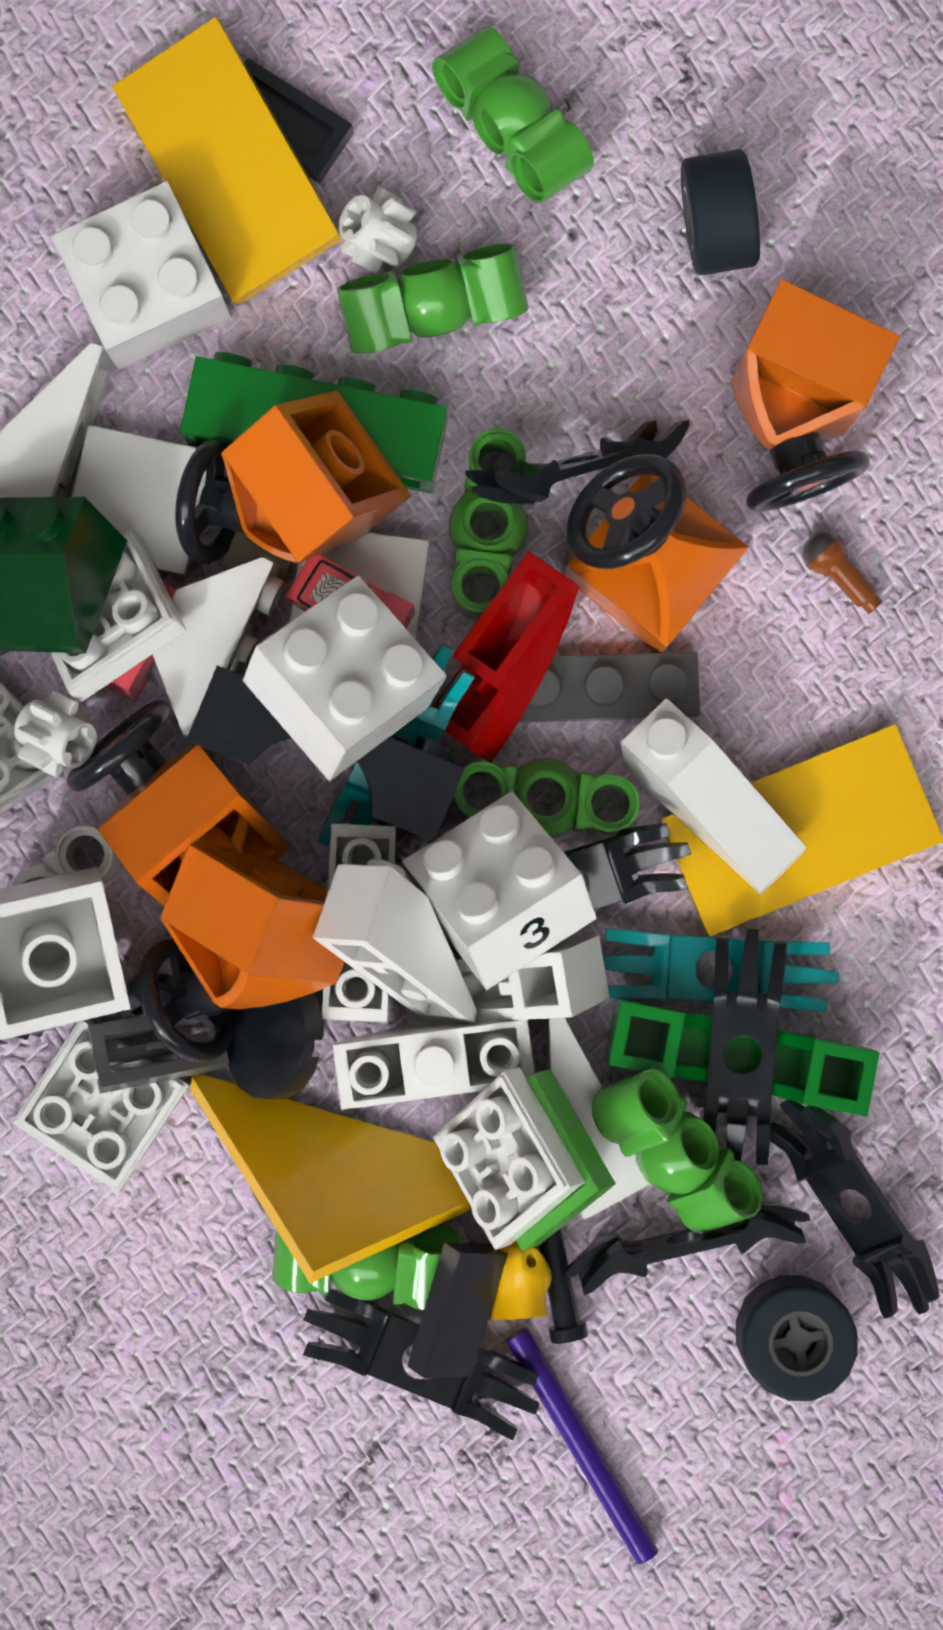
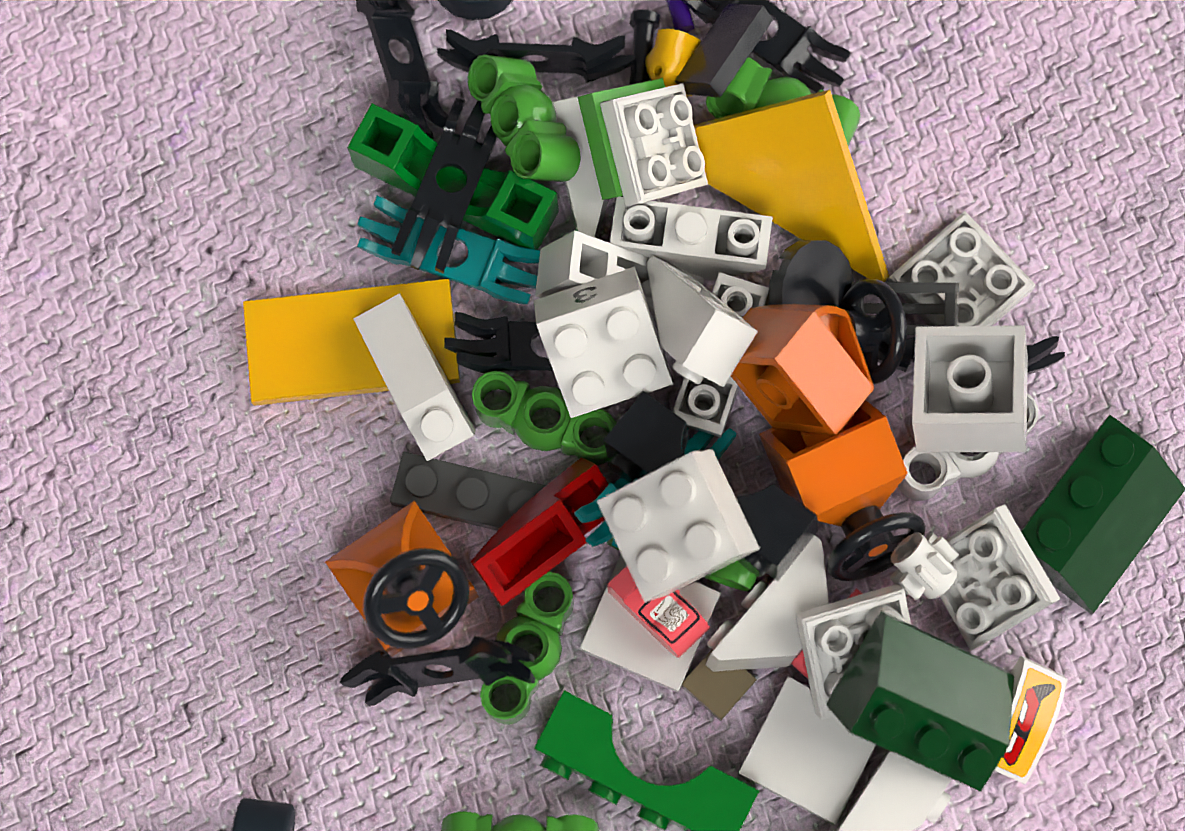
camera: 160 degrees left, 10 degrees down
(293, 485) = (672, 703): orange piece -> none
(806, 384) = (242, 684): orange piece -> none
(827, 556) = (261, 550): dark orange piece -> none

